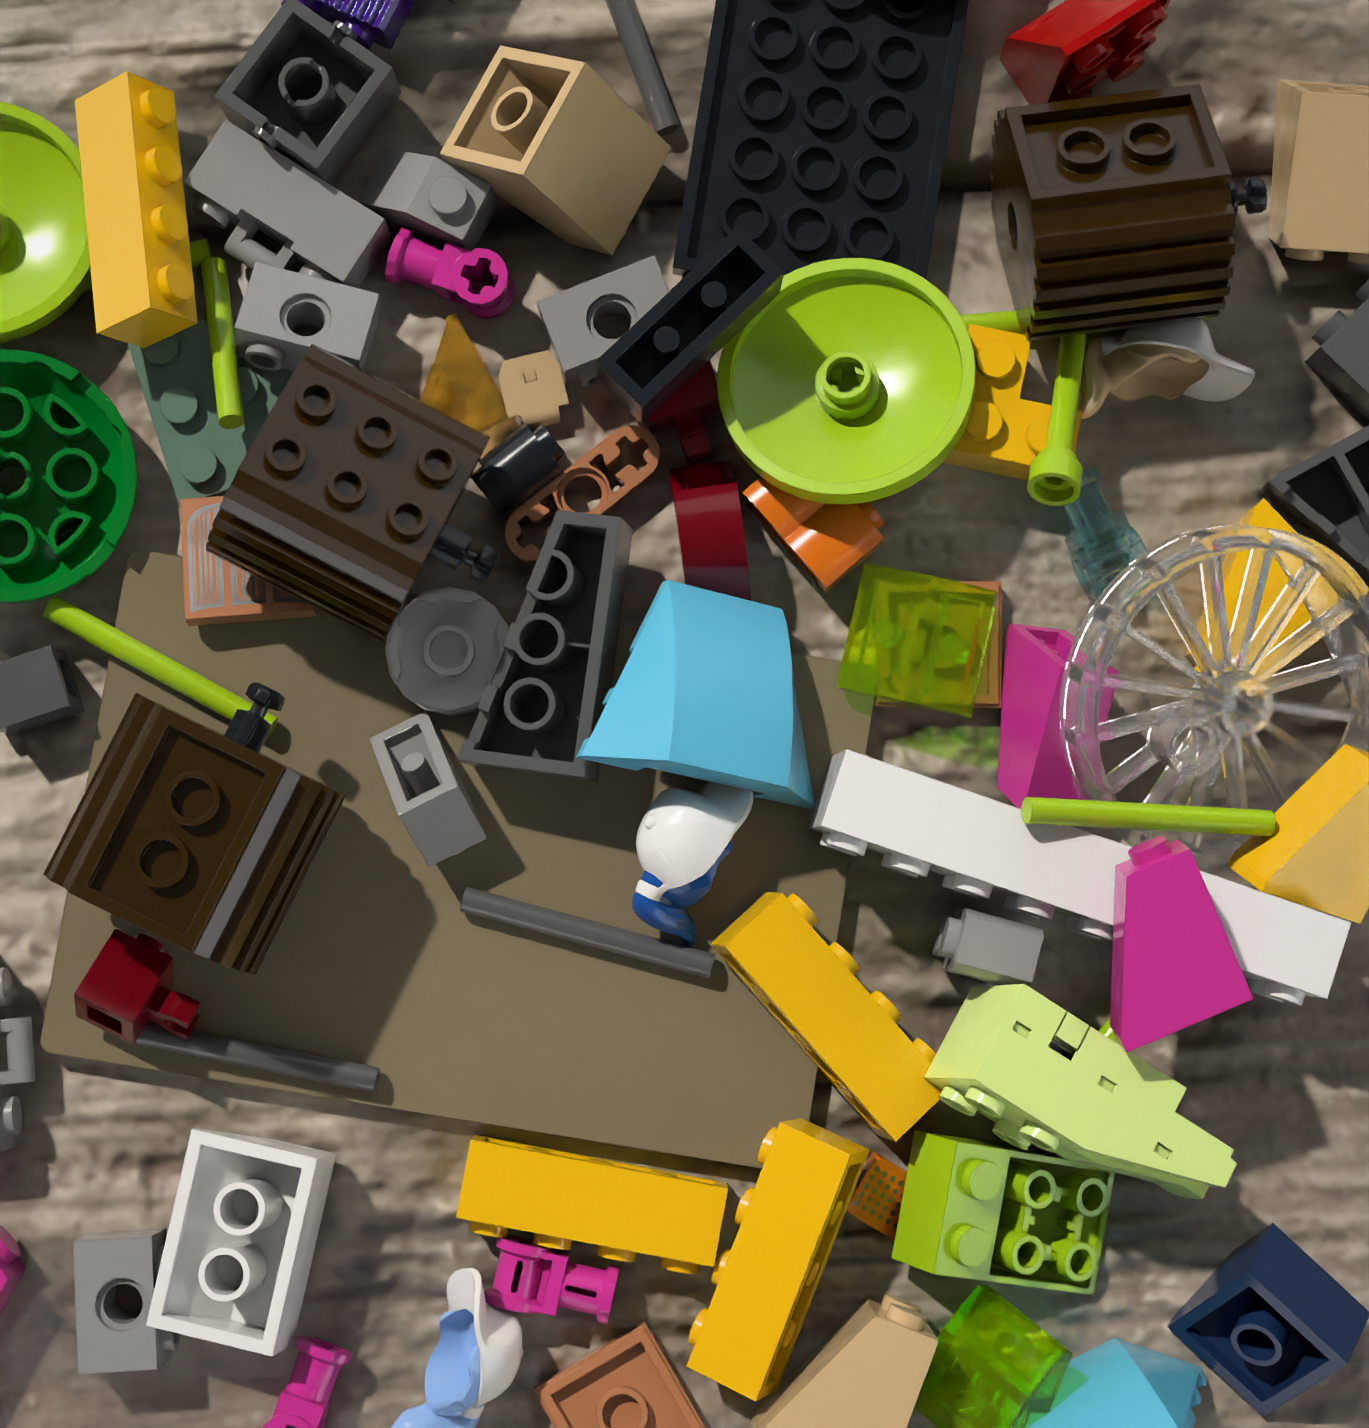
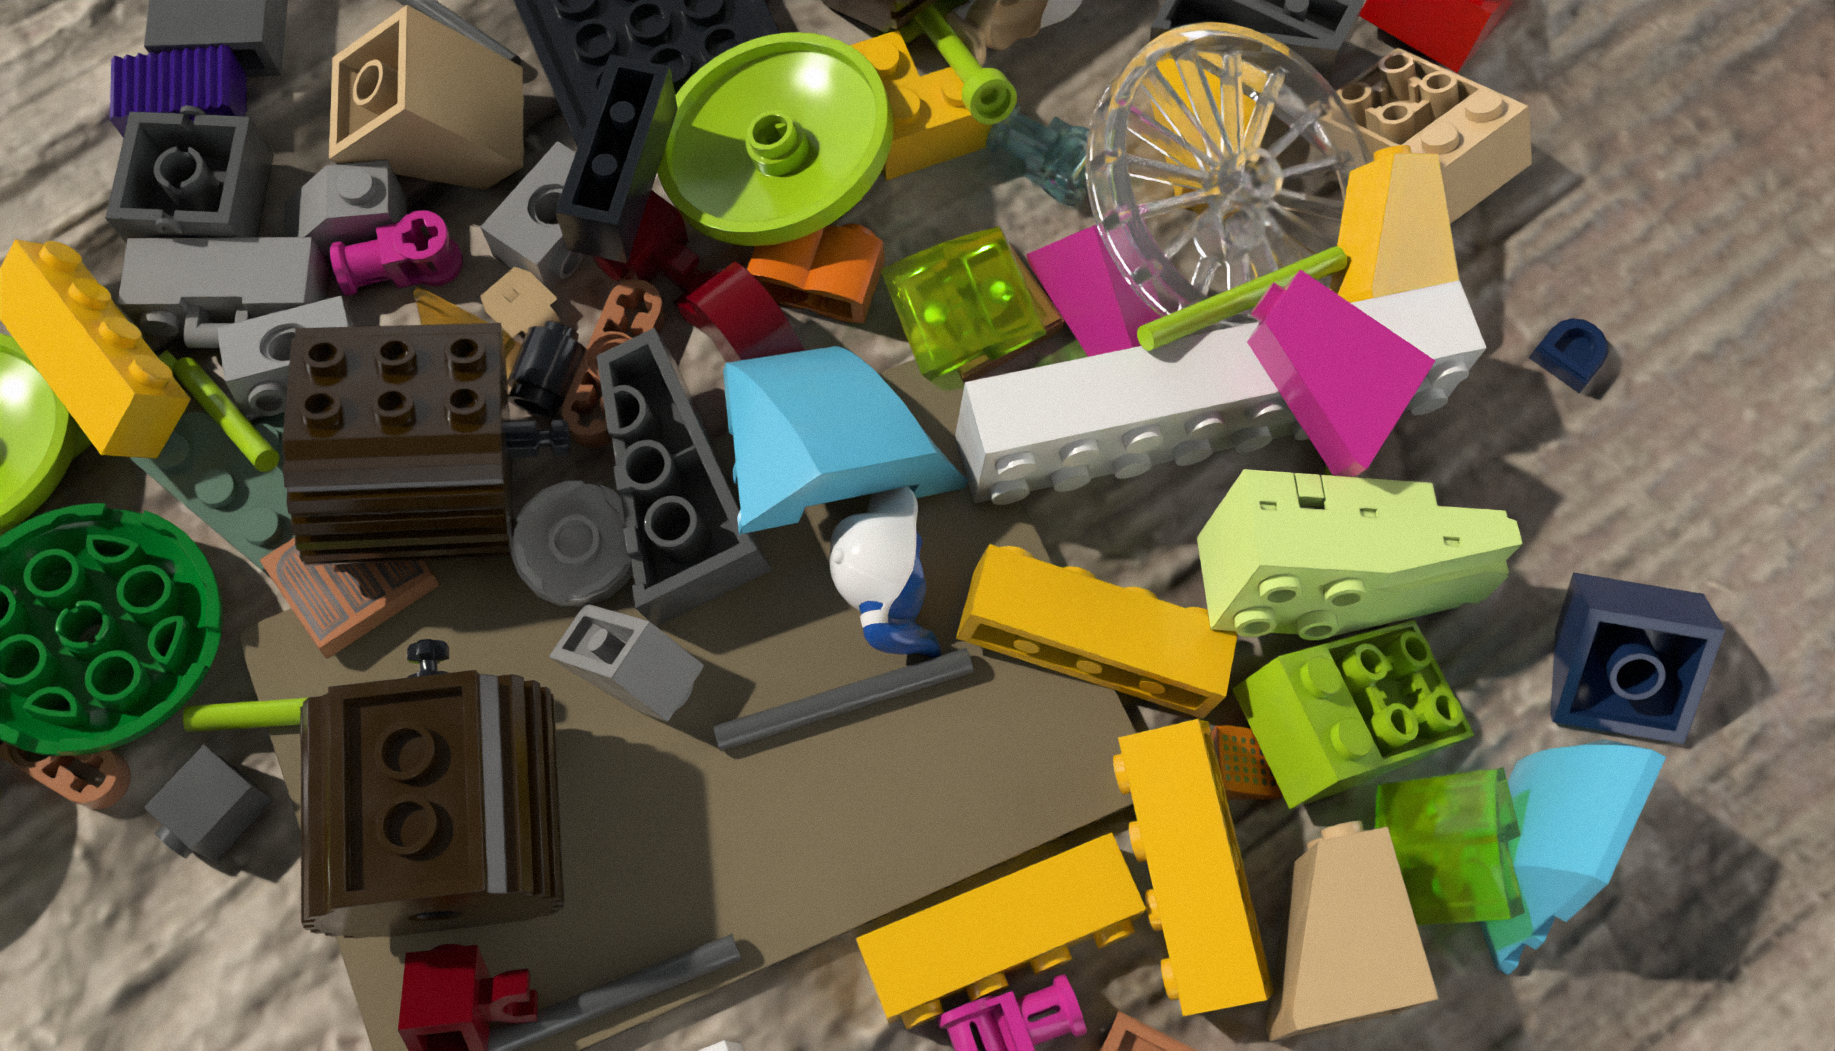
camera: 35 degrees left, 15 degrees down
(988, 947) = (1184, 492): light grey brick -> none

